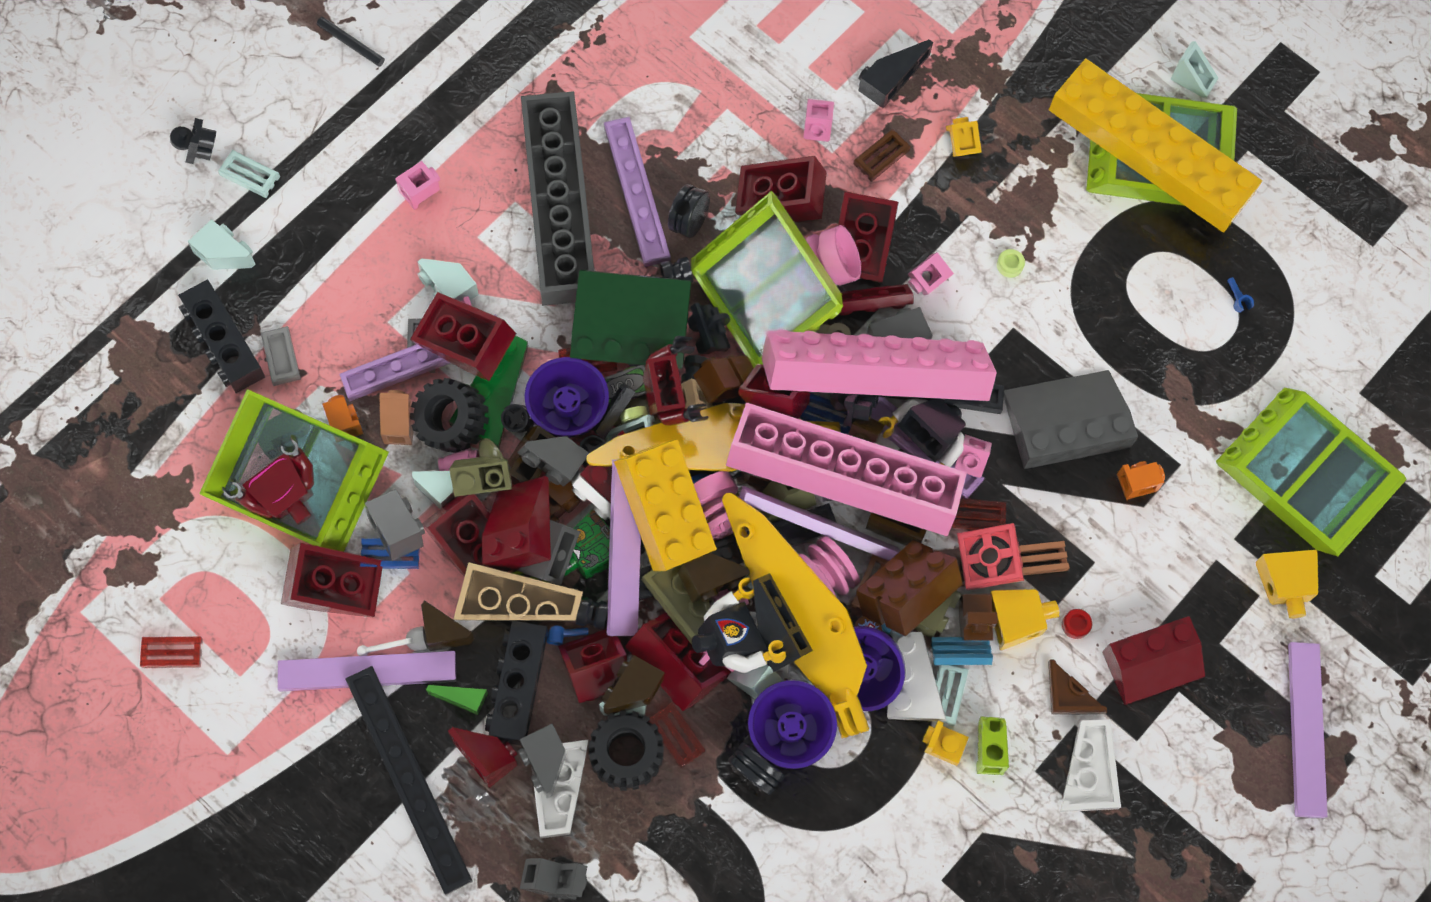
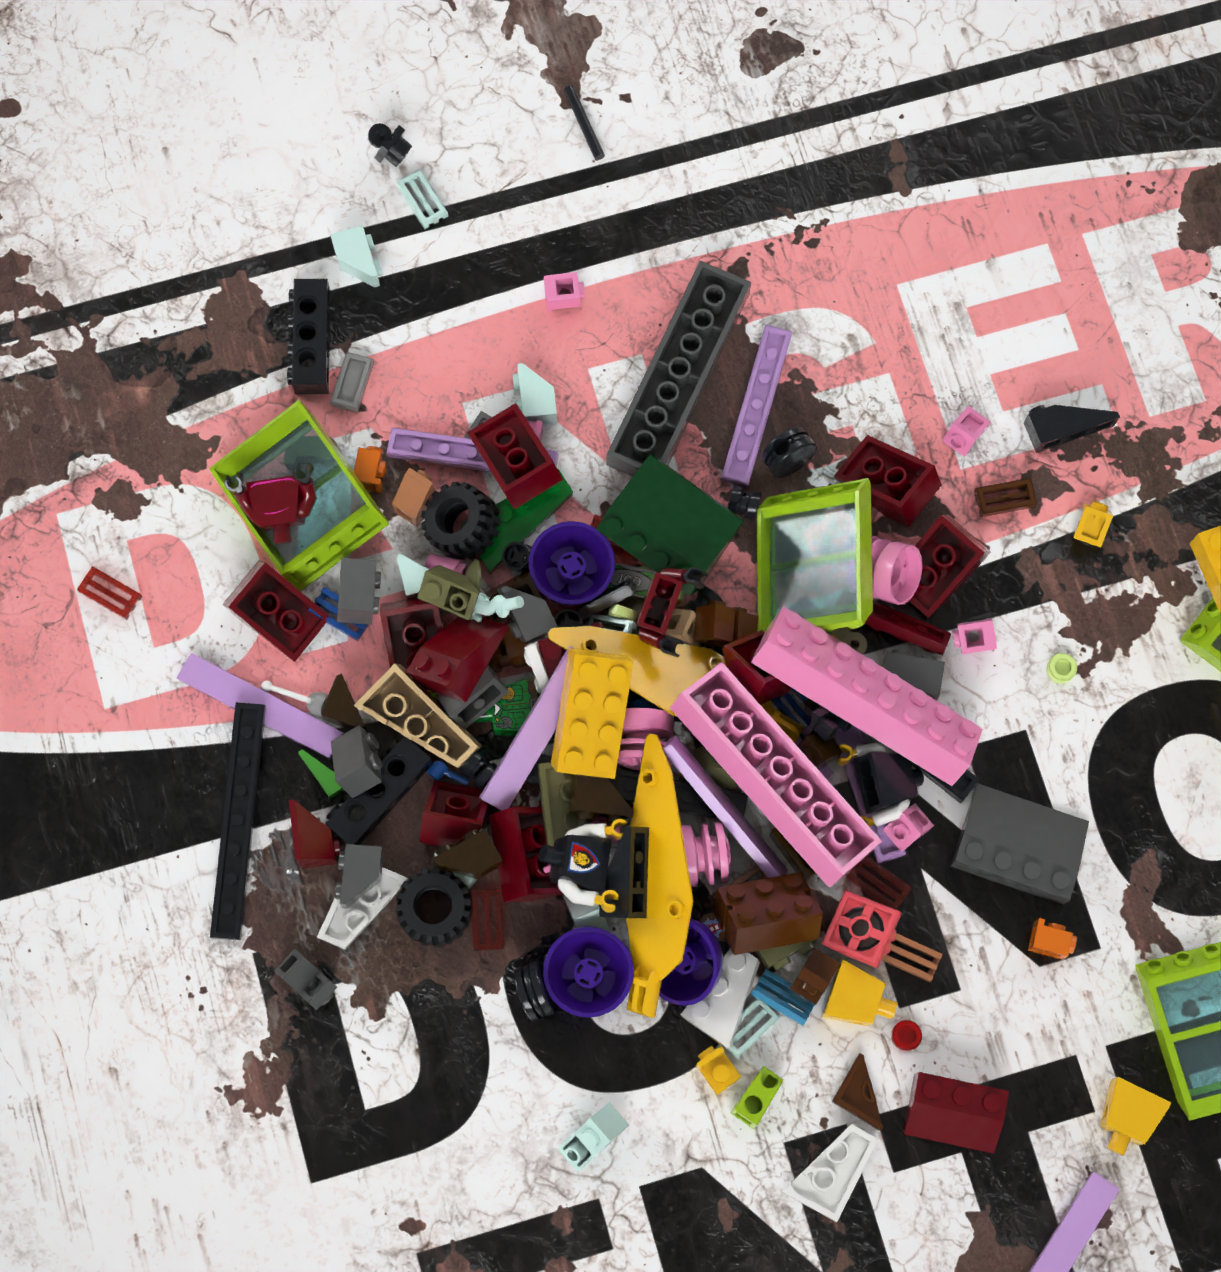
camera: 35 degrees right, 5 degrees up
(484, 665) = (356, 761): none -> dark grey brick
(529, 461) = (498, 604): none -> light aqua animal
(711, 327) = (741, 571): black hips -> none
(880, 861) = (593, 1136): none -> light aqua slope

